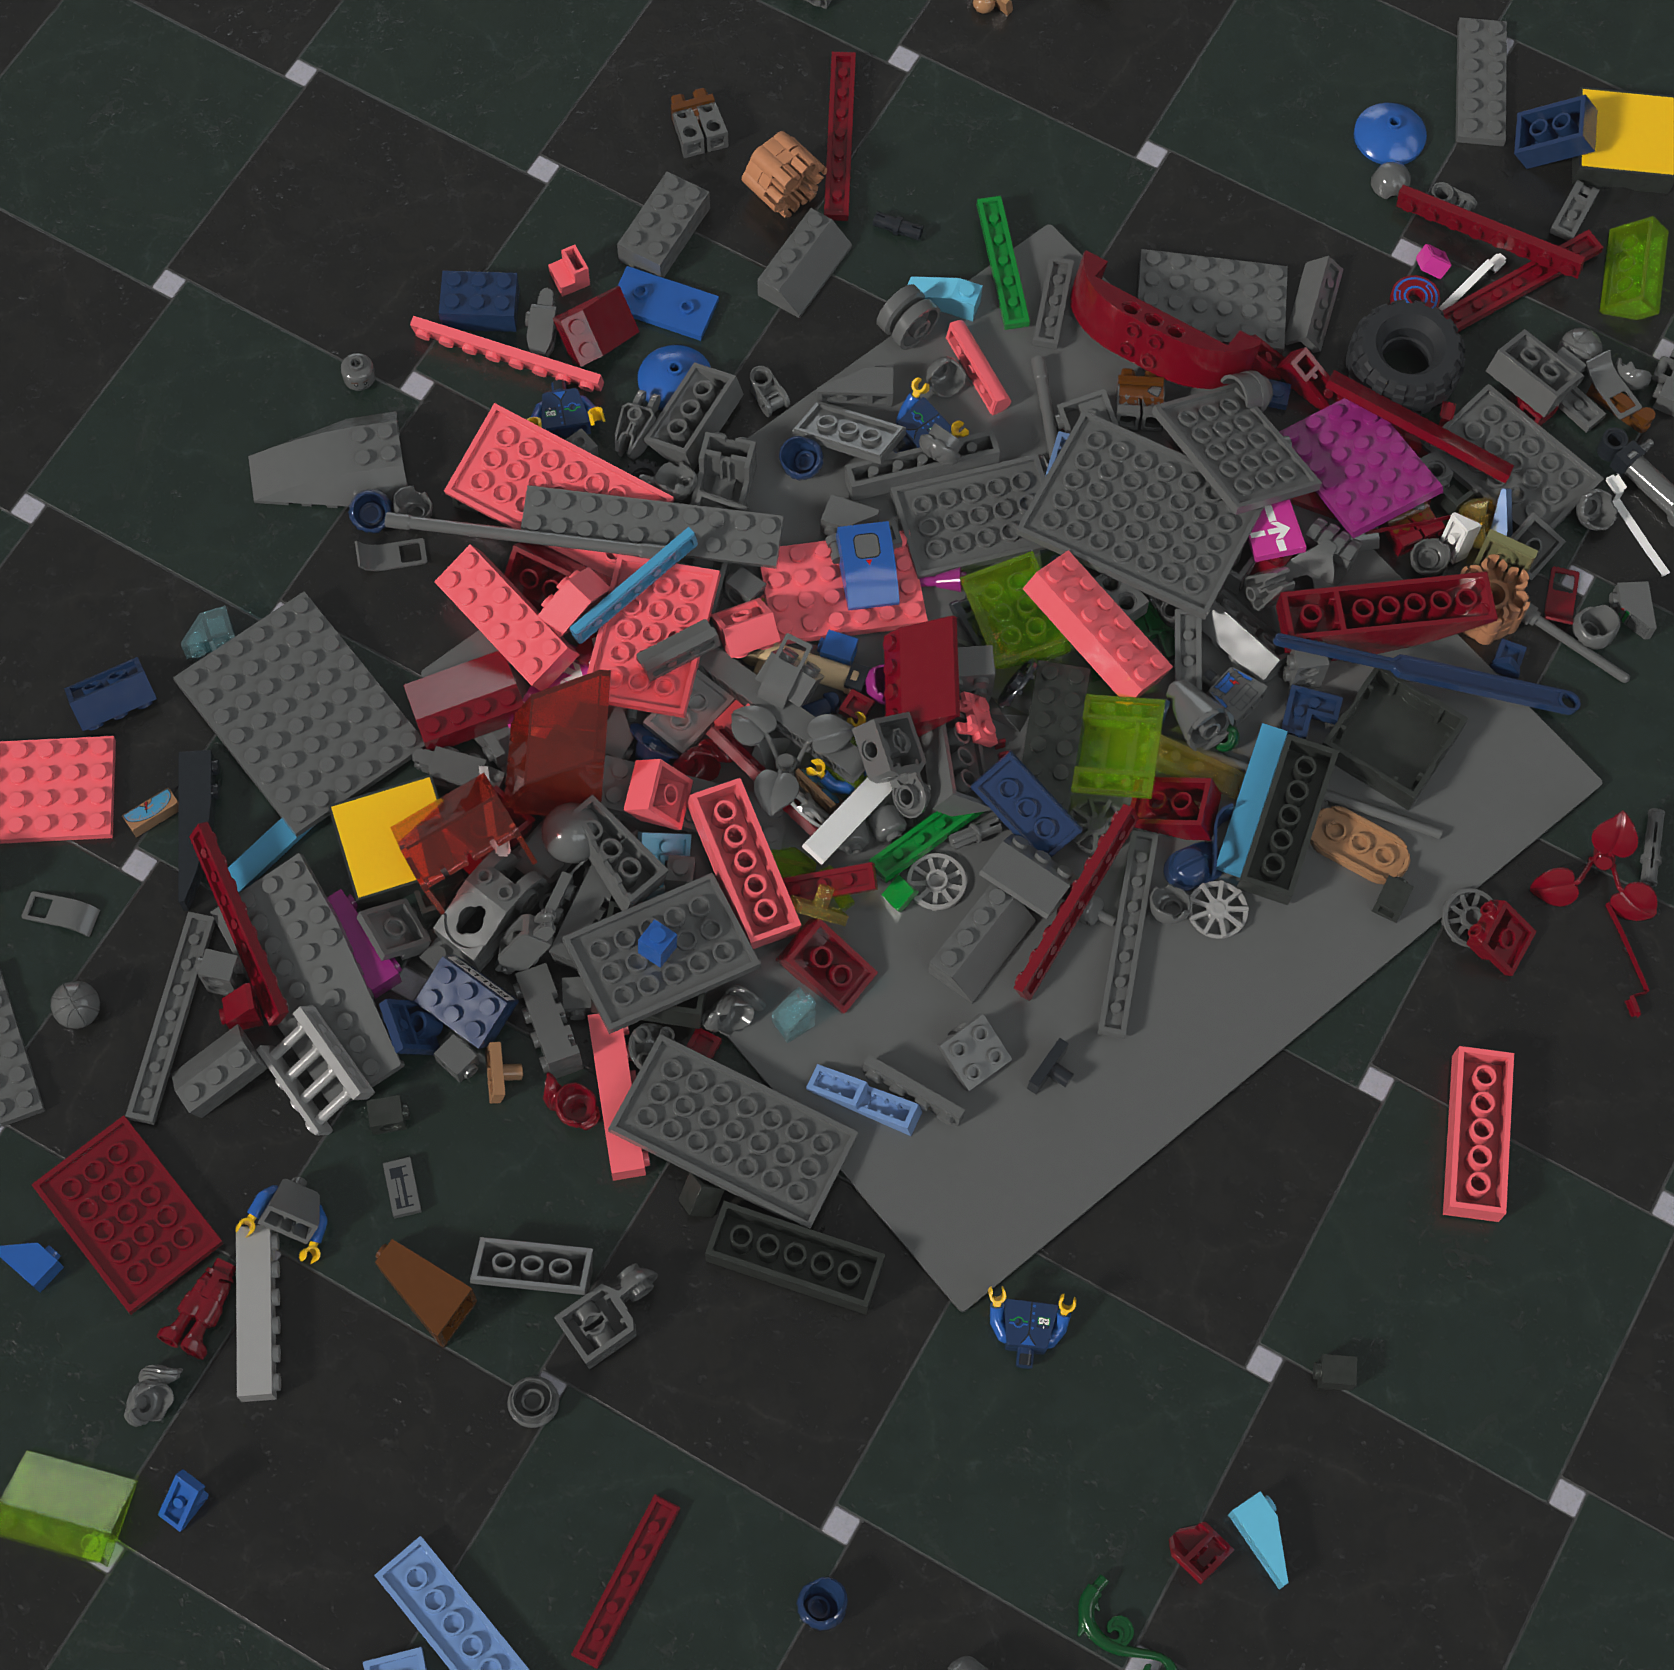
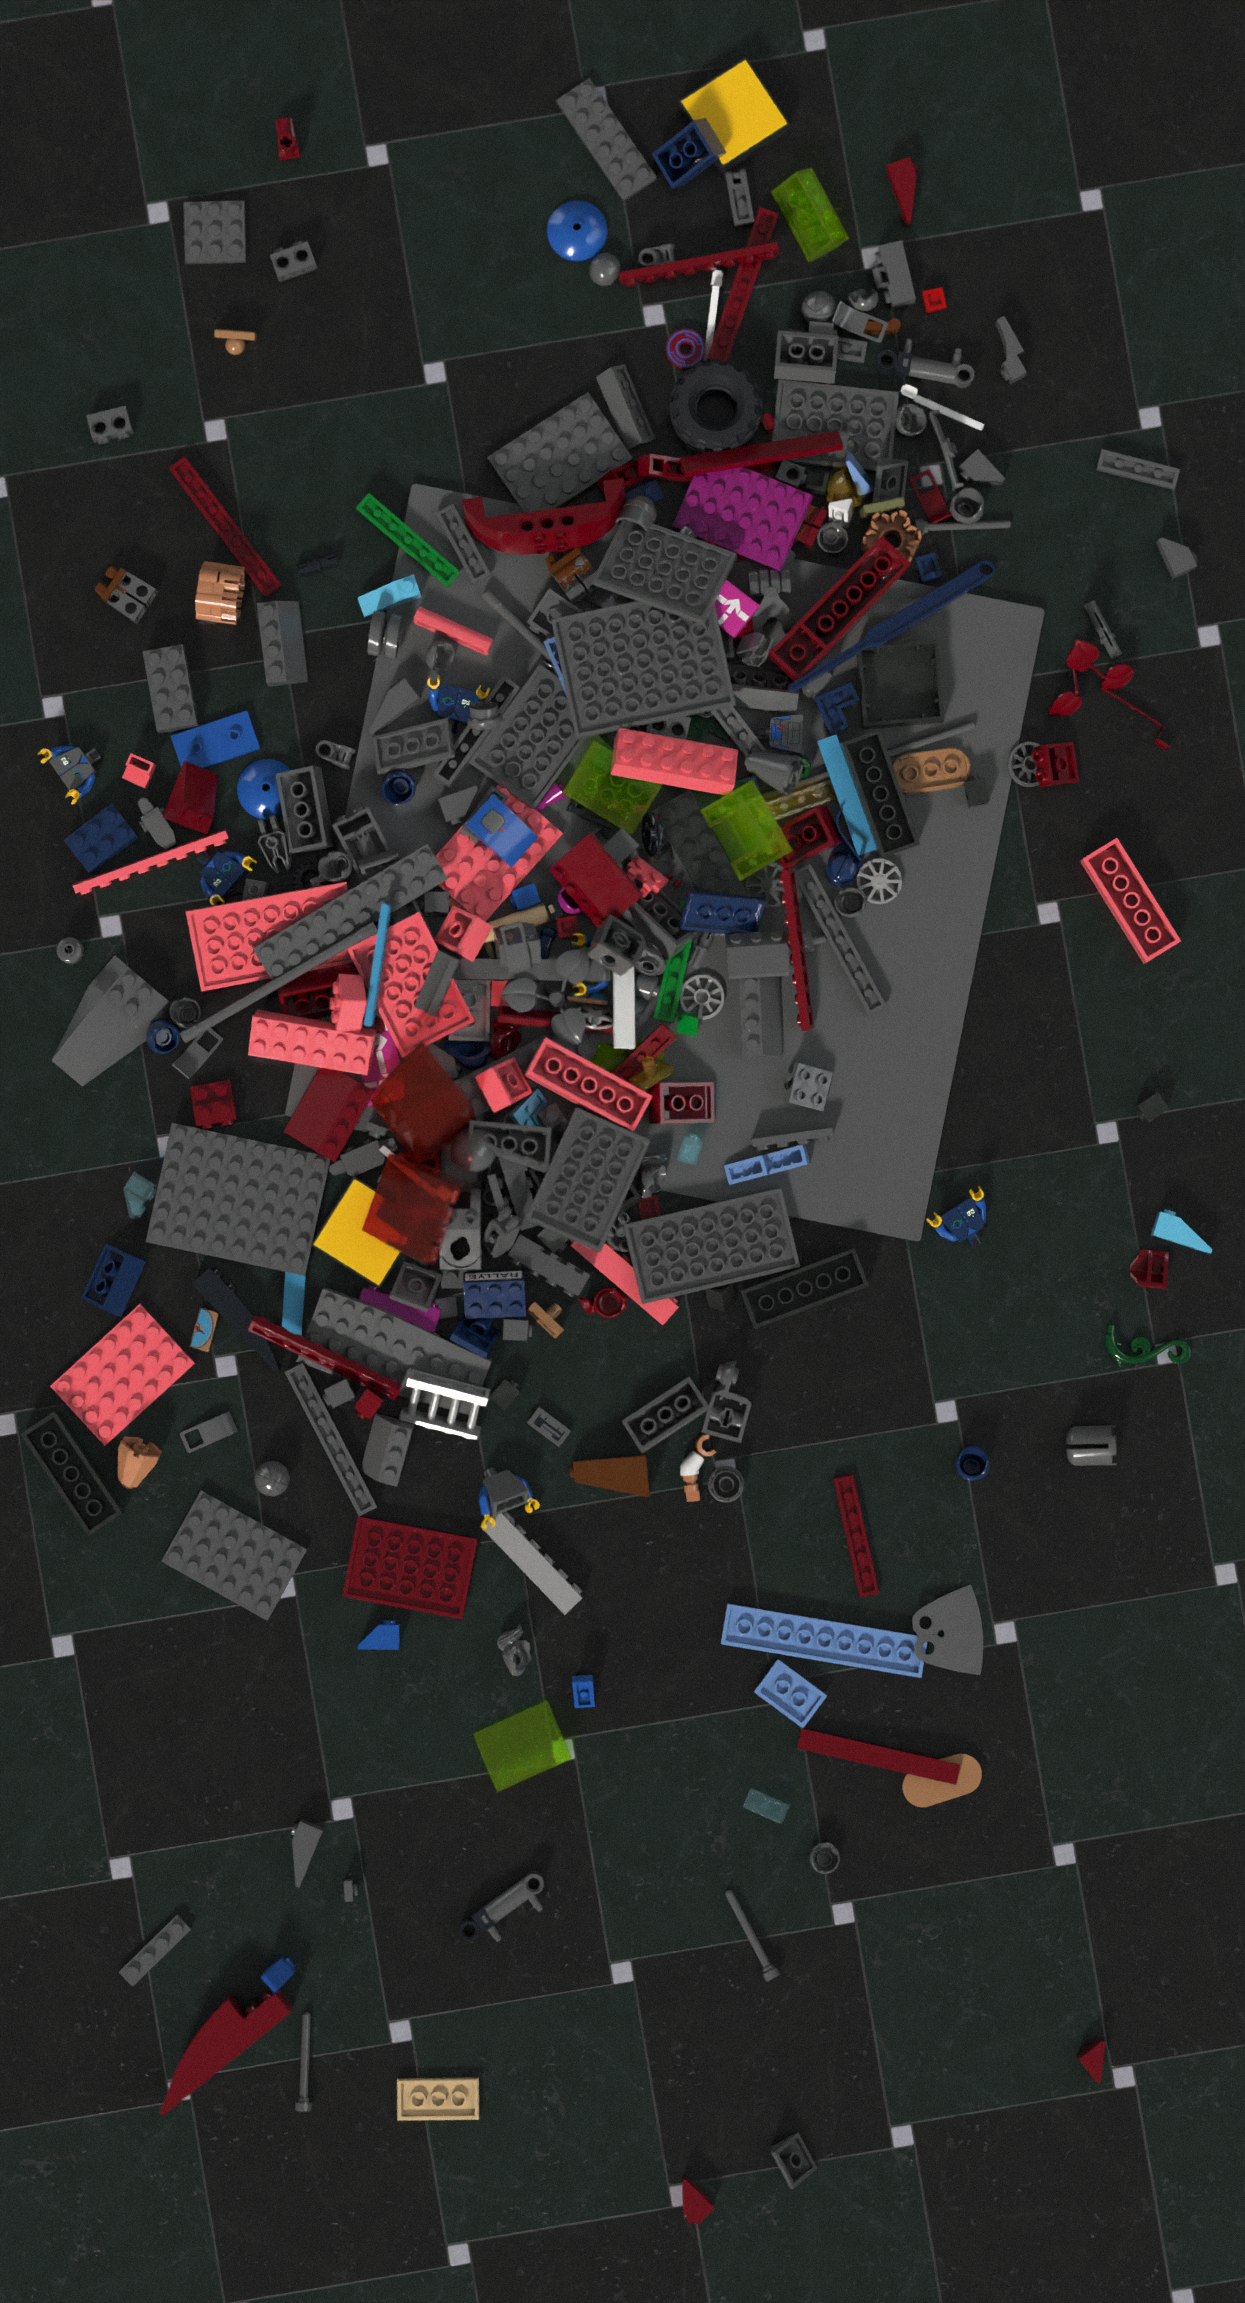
camera: 40 degrees left, 20 degrees up
(203, 1305) = (497, 1581): dark red piece -> none
(361, 611) = (213, 1104): none -> dark red plate
(510, 224) = (73, 768): none -> torso
(512, 1351) = (690, 1468): none -> nougat piece
(657, 943) = (585, 1180): blue brick -> none
(1051, 1068) = (860, 1060): black tile -> none
(1433, 261) = (677, 311): dark pink slope -> none
(1615, 562) = (948, 449): none -> dark grey plate

